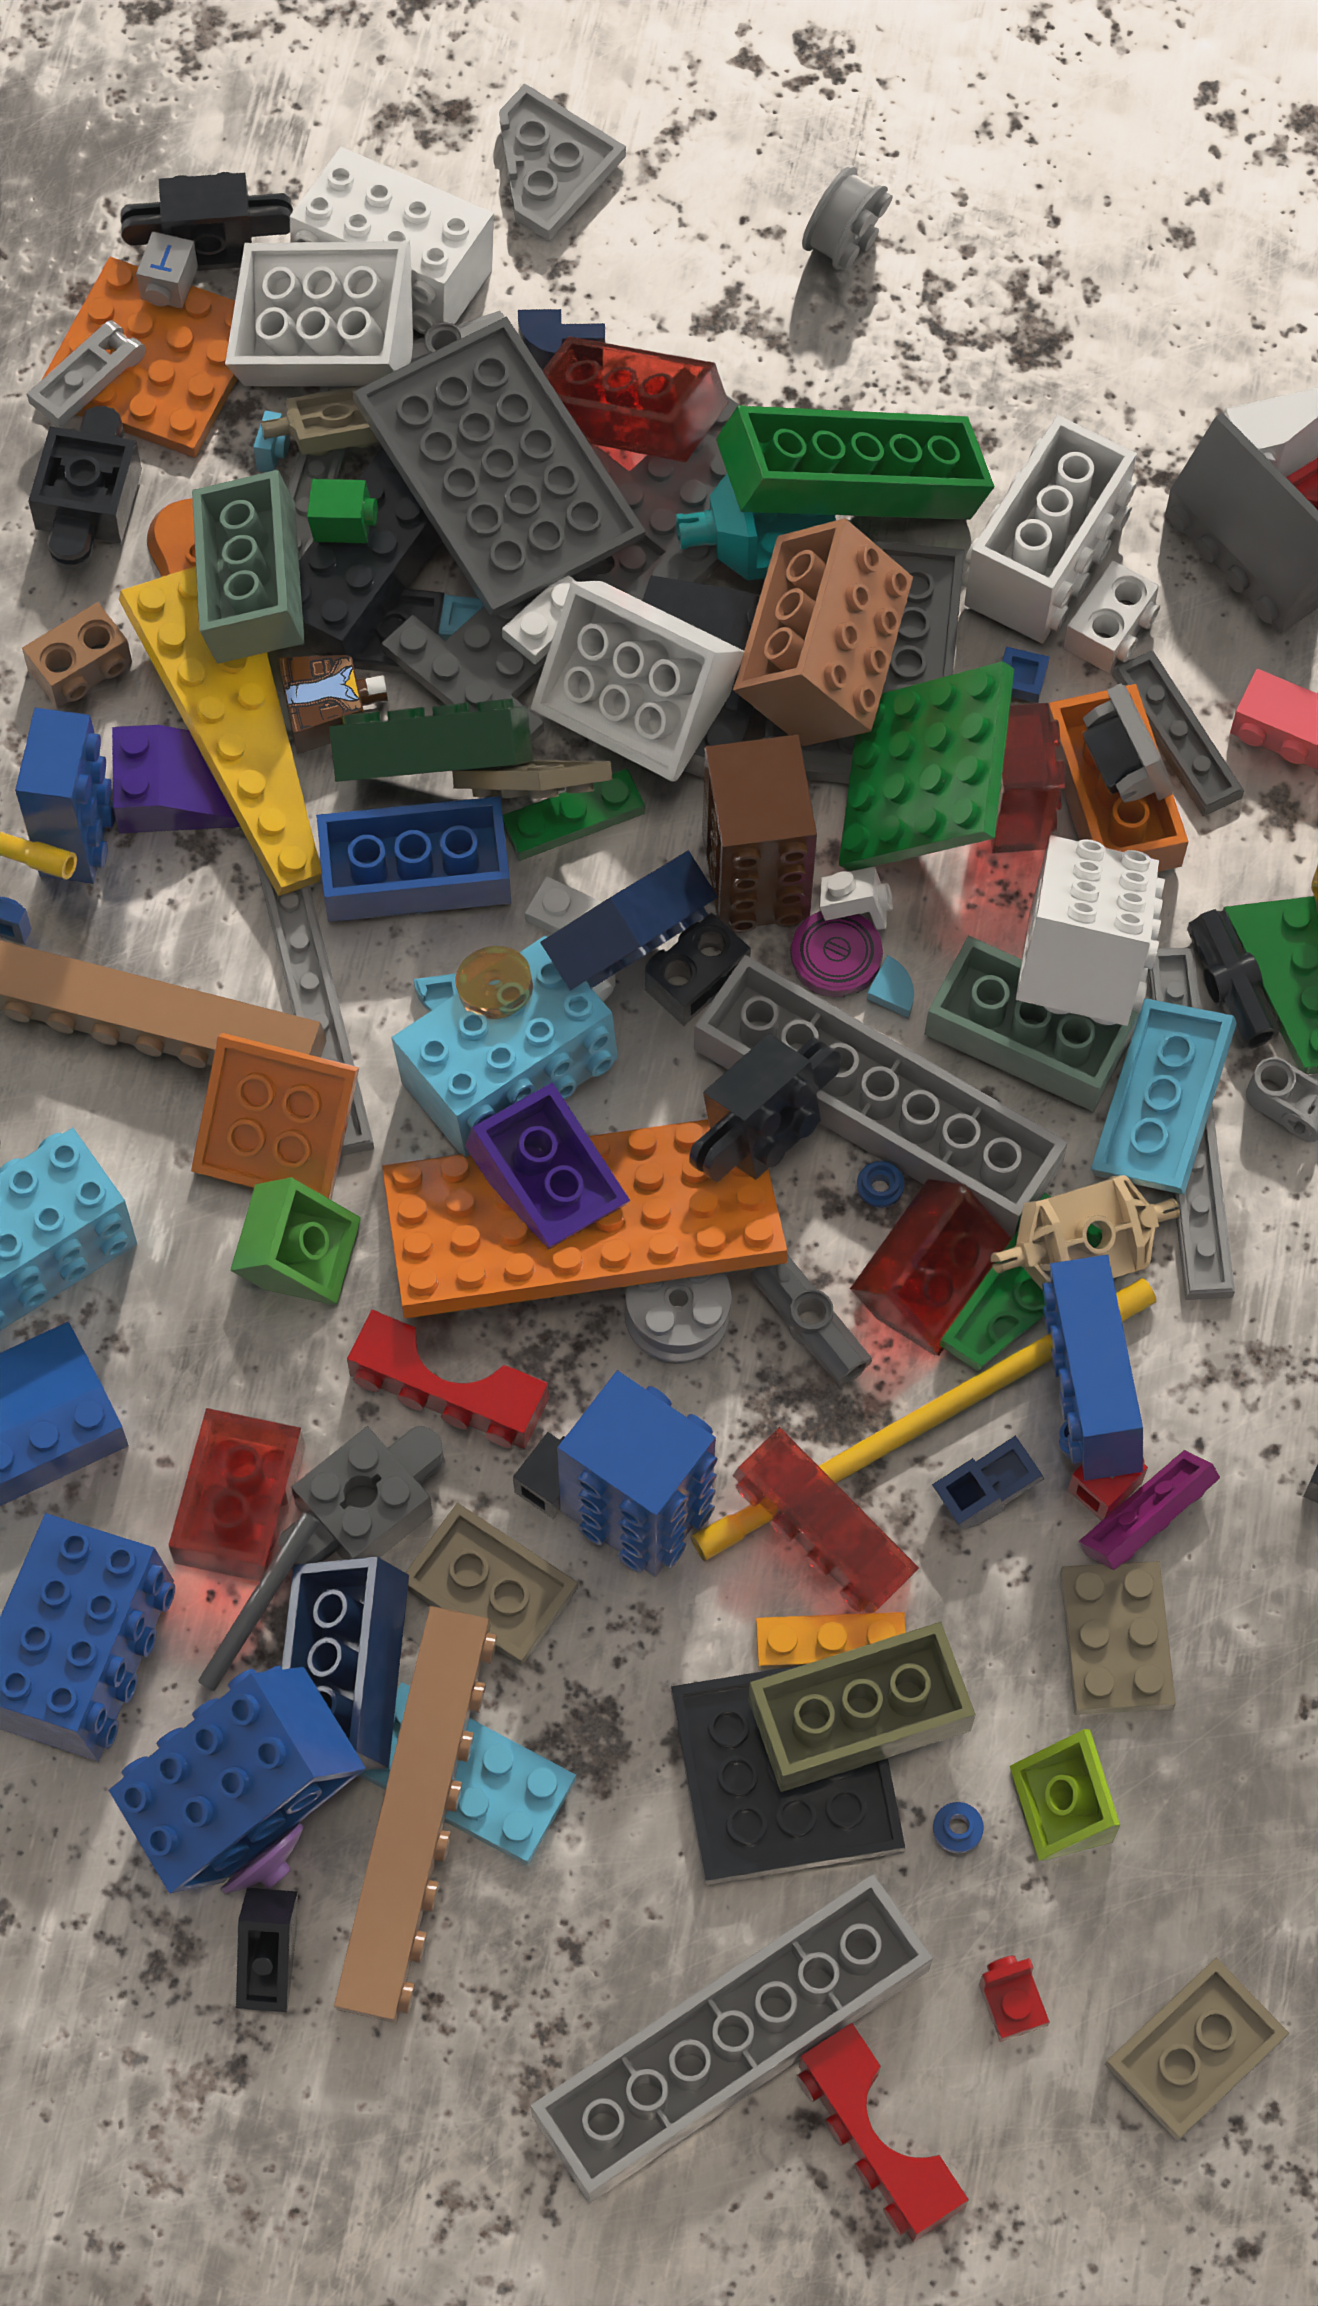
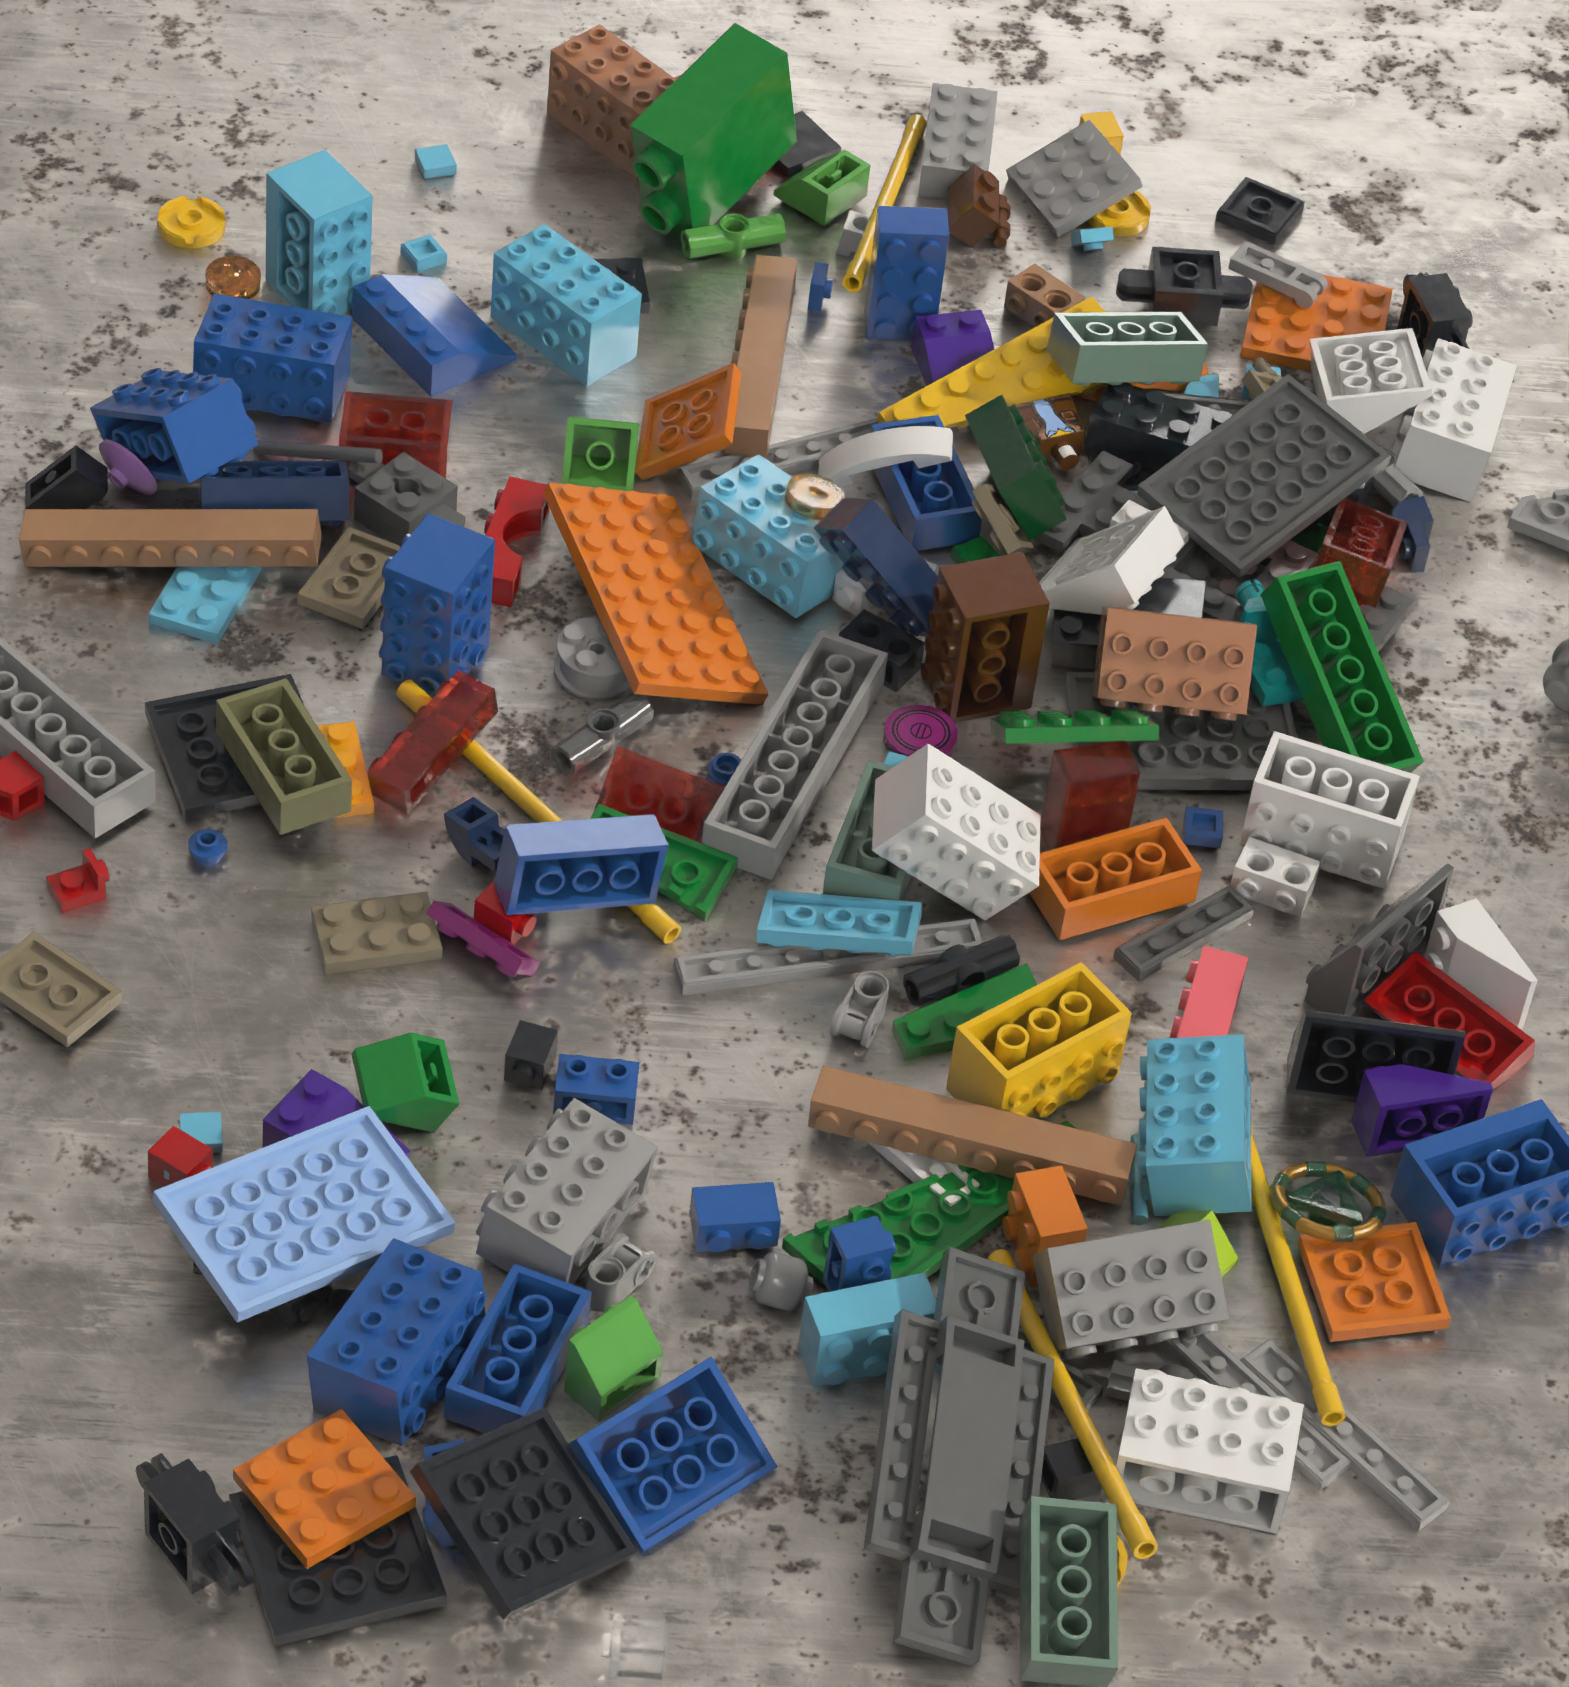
camera: 75 degrees right, 20 degrees down
(167, 270) = (1380, 303): light grey brick -> none
(341, 511) = (1191, 391): green brick -> none
(379, 895) = (884, 448): none -> white slope
(545, 1166) = (681, 550): dark purple slope -> none
(763, 1107) = (757, 638): black brick -> none
(854, 894) = (969, 733): white bracket -> none
(1058, 1226) = (724, 896): tan plate -> none
(1066, 1797) = (241, 908): lime slope -> none
(1125, 749) = (1126, 839): piece -> none

